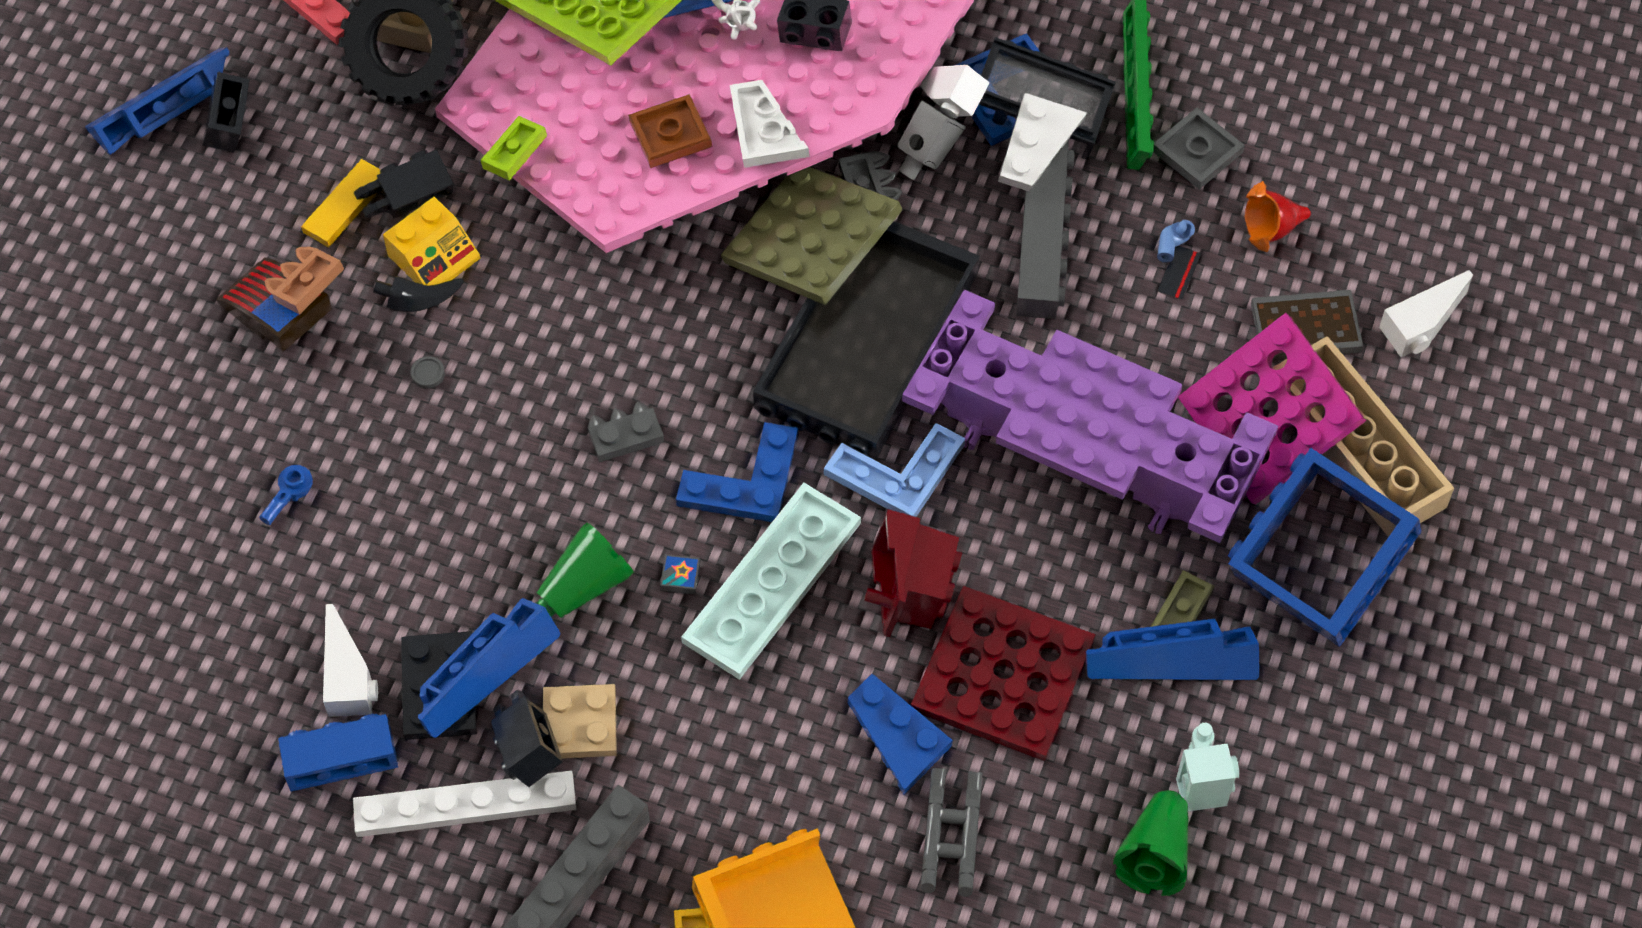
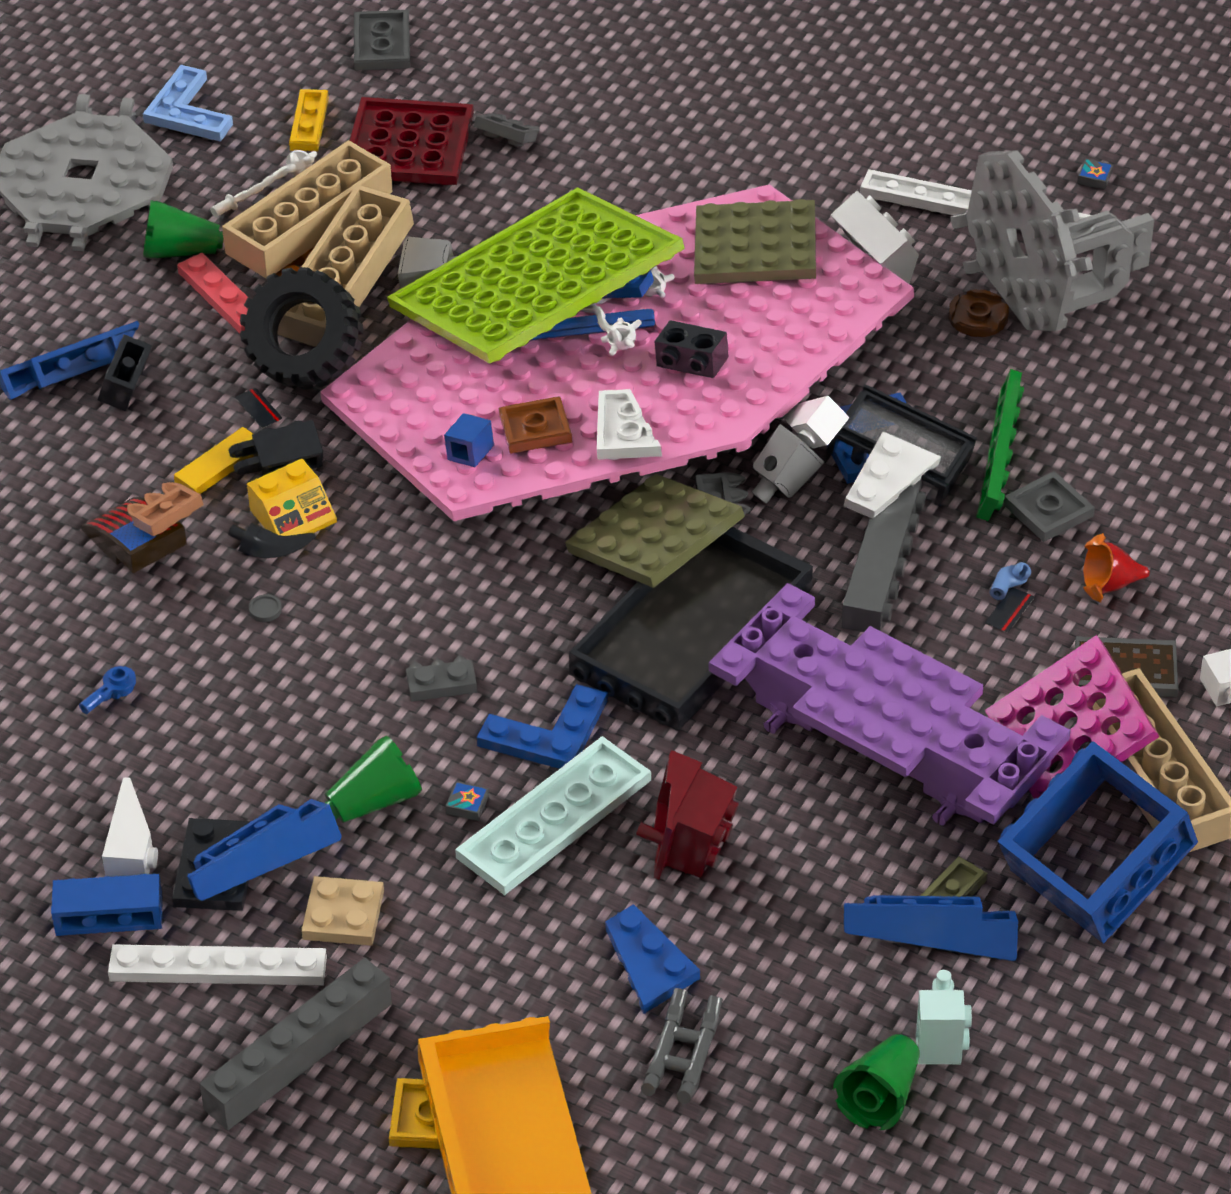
camera: 10 degrees right, 15 degrees down
(372, 130) = (258, 407): none -> black sticker
(513, 148) = (384, 423): lime plate -> none
(525, 740) = (285, 913): black hinge -> none
(607, 160) = (469, 440): none -> blue brick
(893, 490) = (712, 749): light blue plate -> none
(993, 651) = (769, 940): dark red piece -> none

